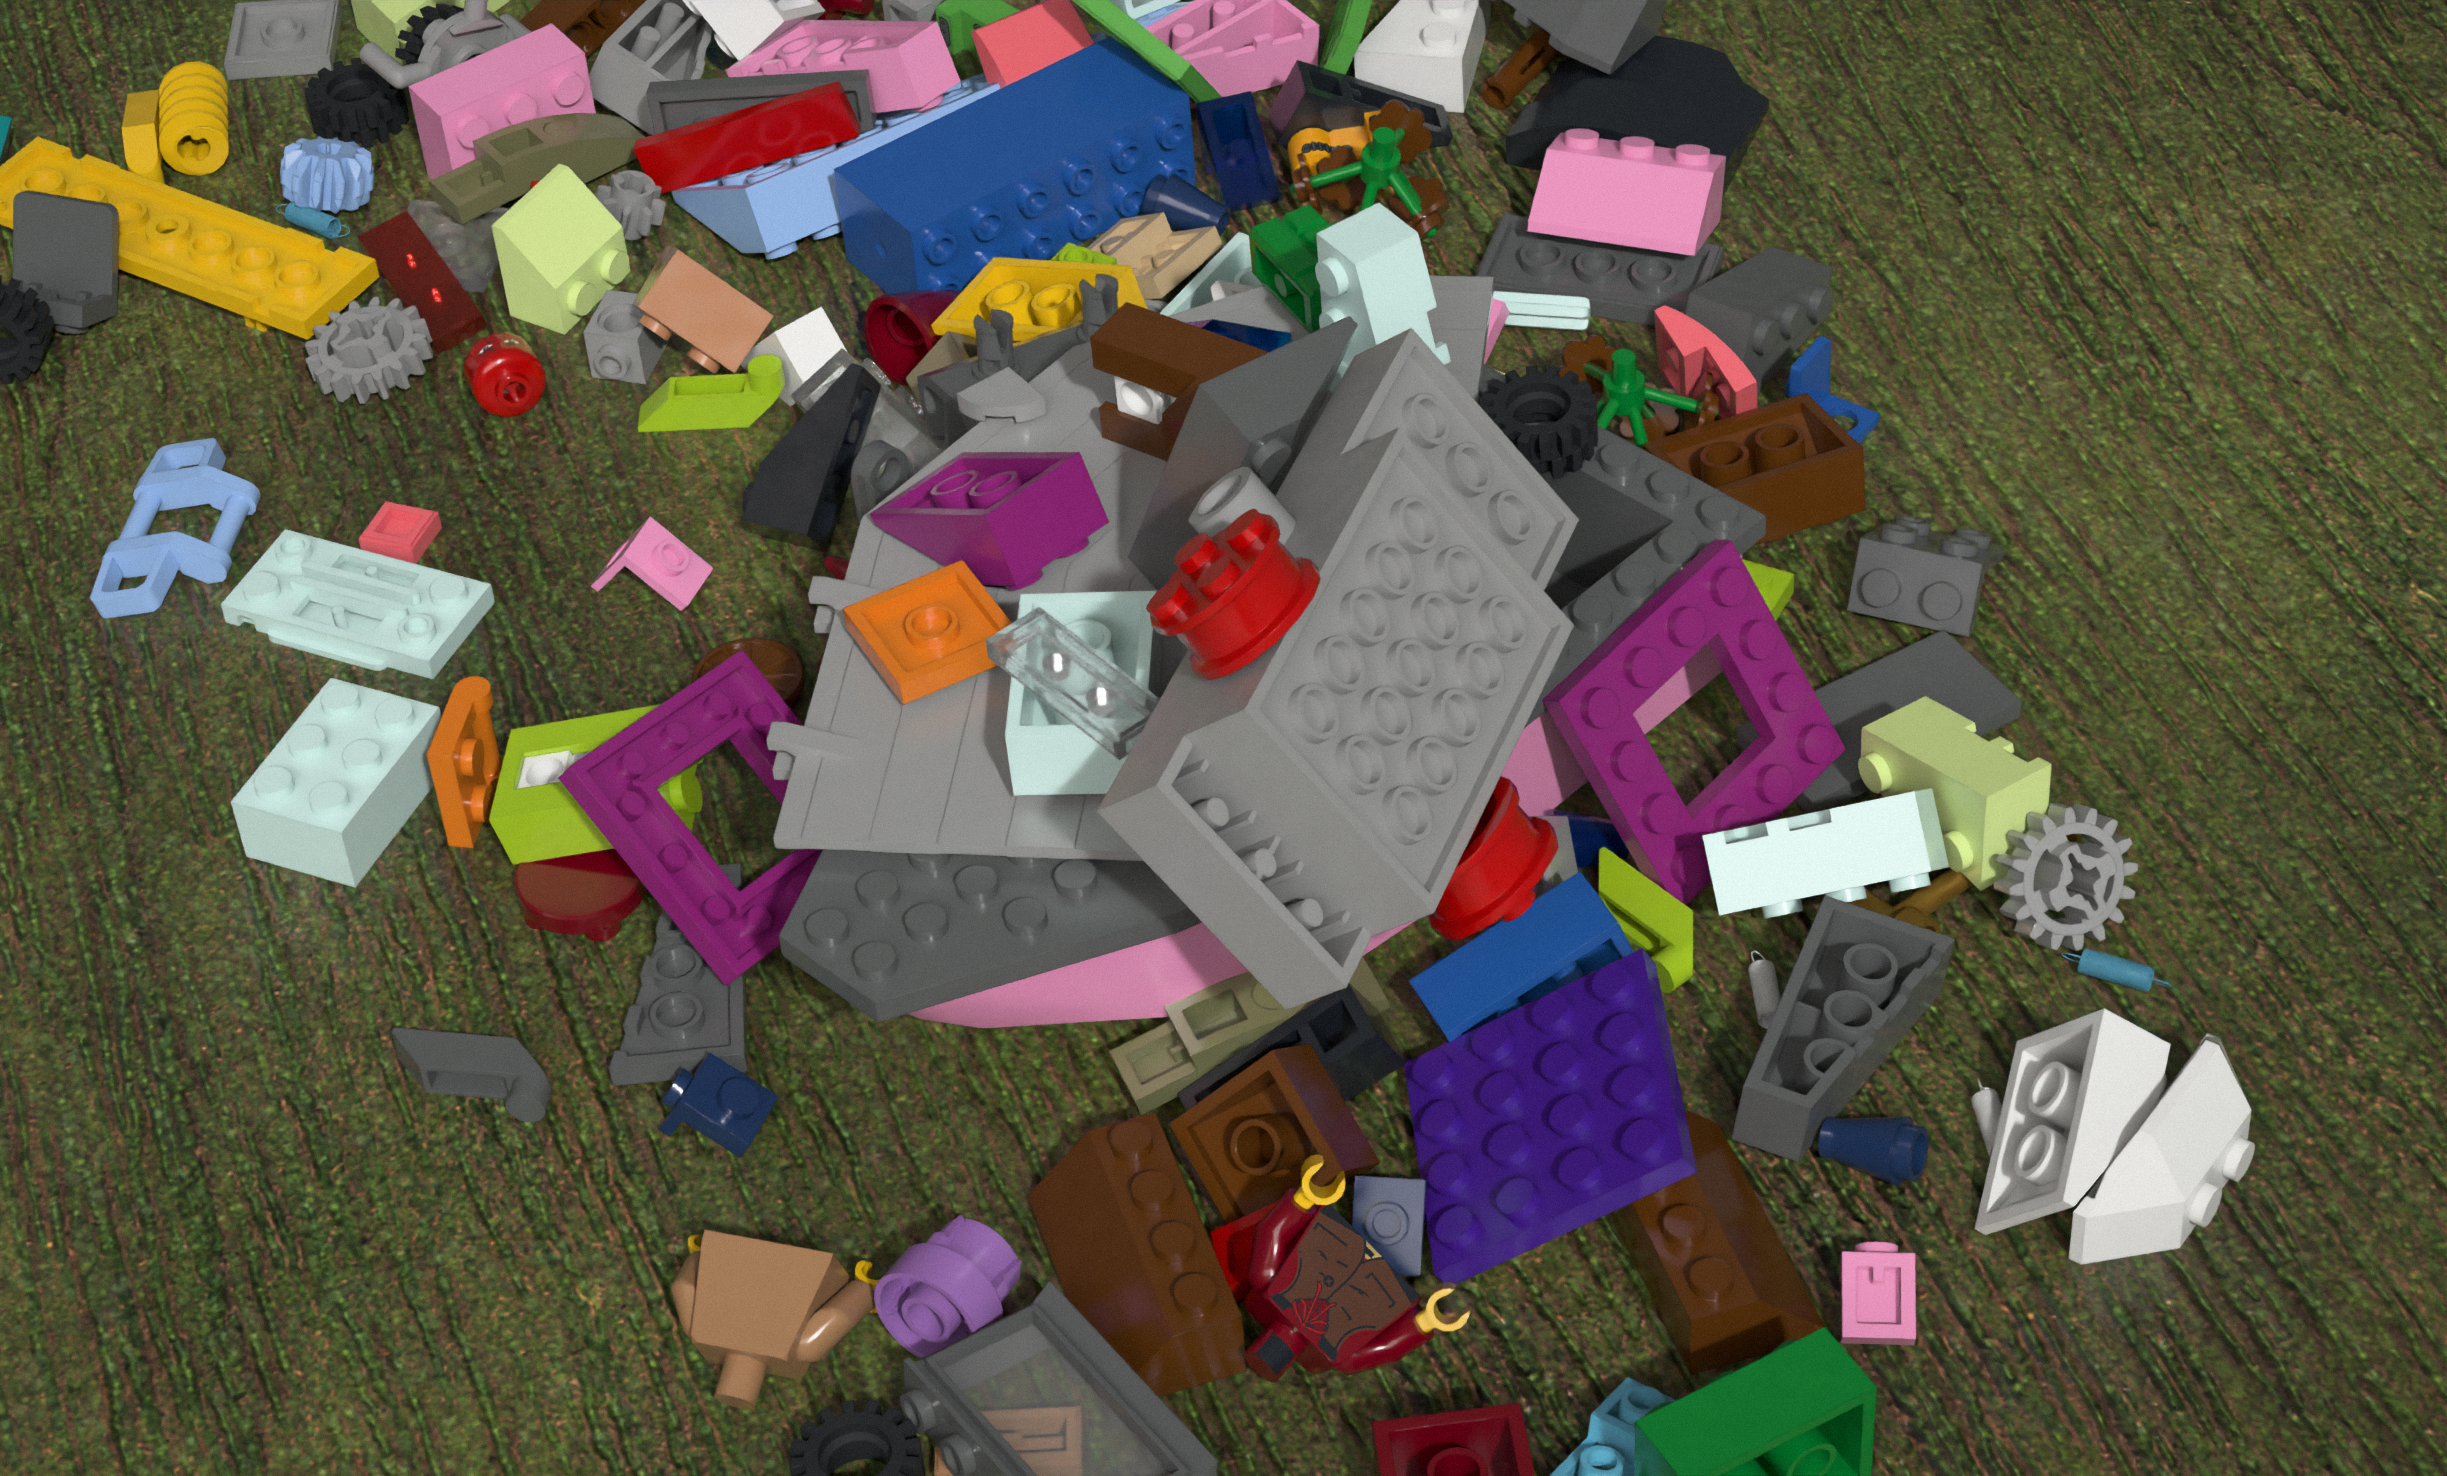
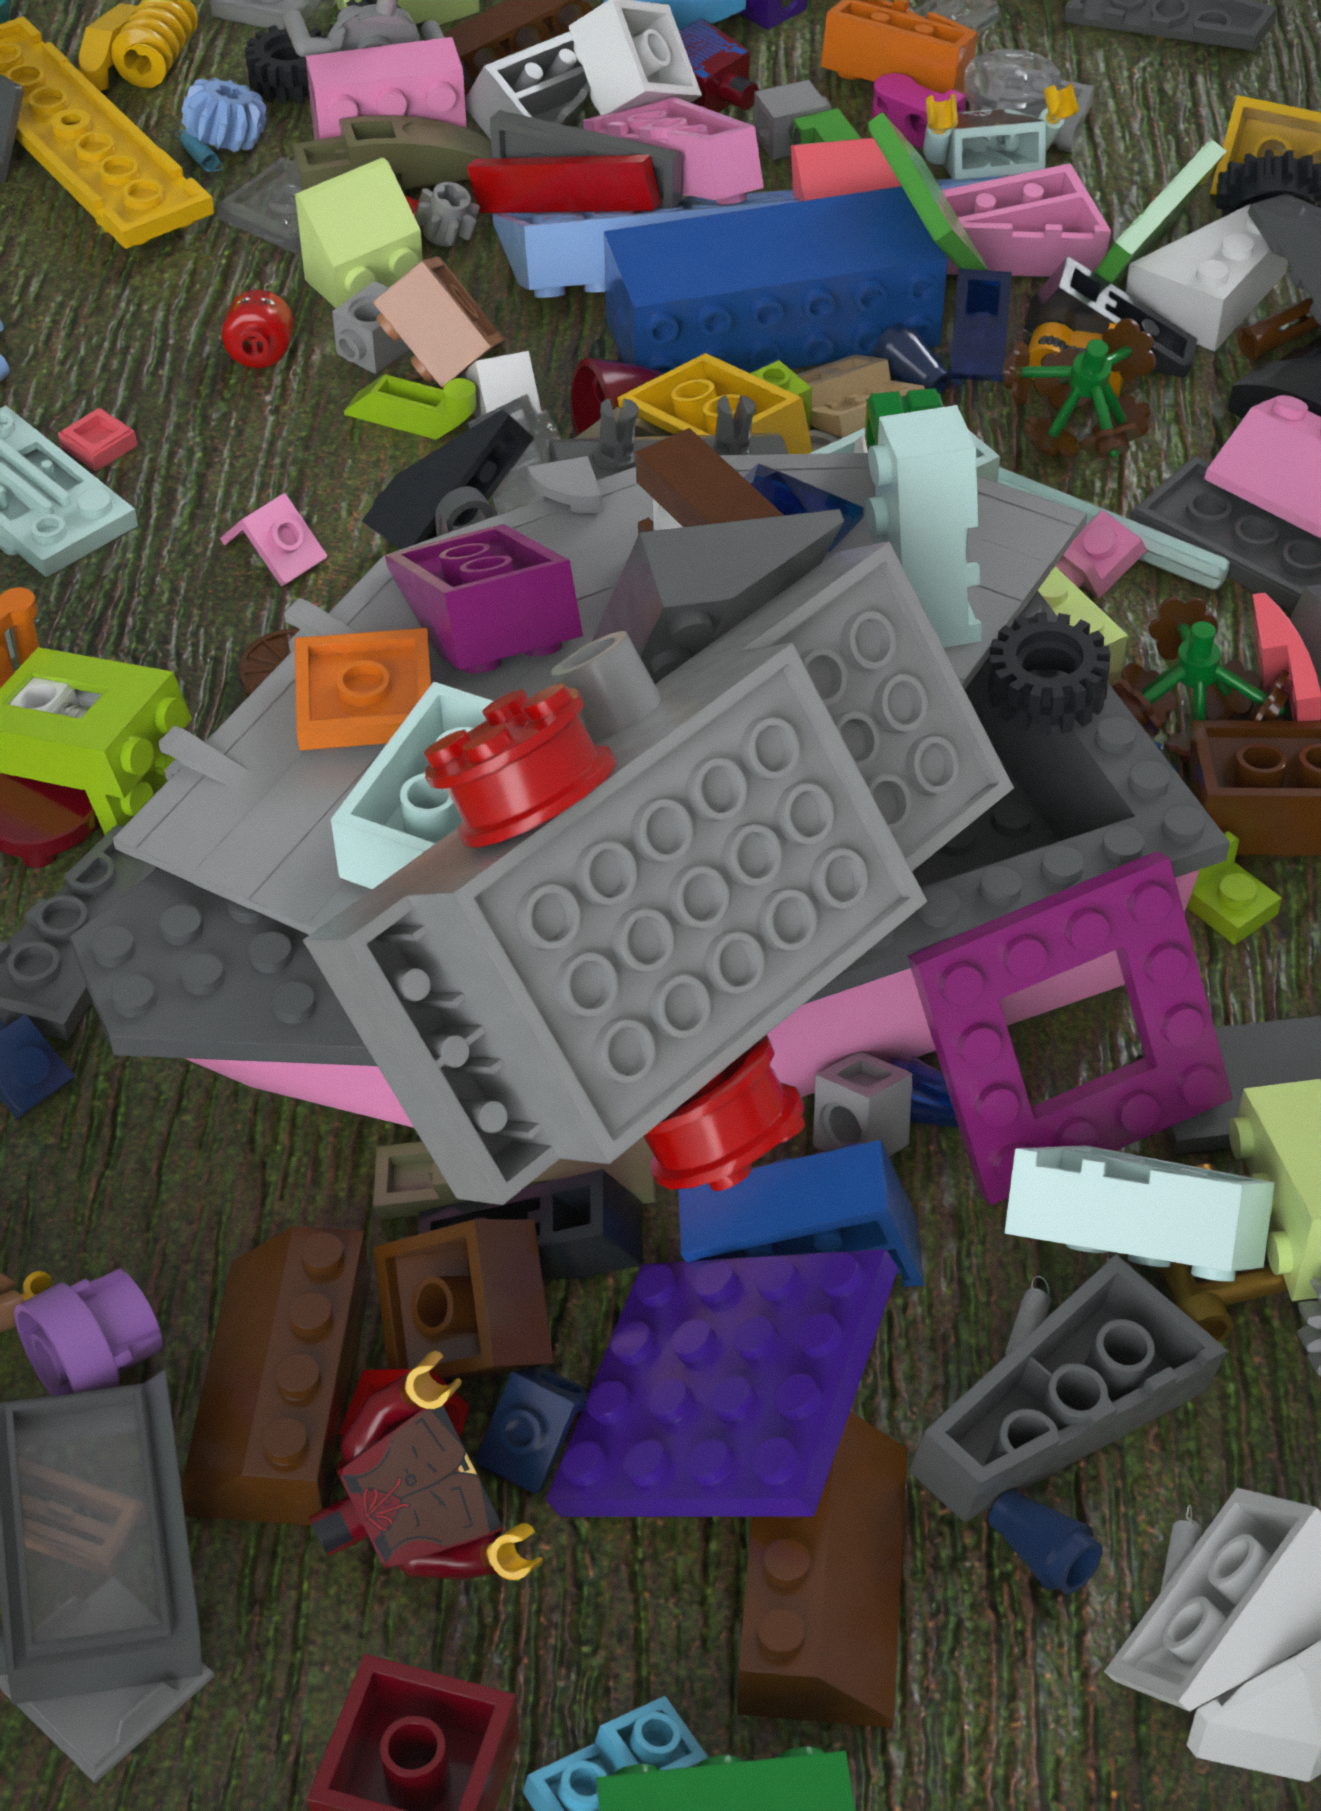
camera: 20 degrees right, 5 degrees up
(369, 350) = (164, 272): light grey gear -> none
(422, 280) = (243, 228): clear red tile -> none
(621, 796) = (62, 726): magenta plate -> none
(1074, 680) = (397, 752): clear tile -> none
(1649, 918) = (955, 1203): lime piece -> none
(1877, 1295) = (958, 1711): bright pink bracket -> none

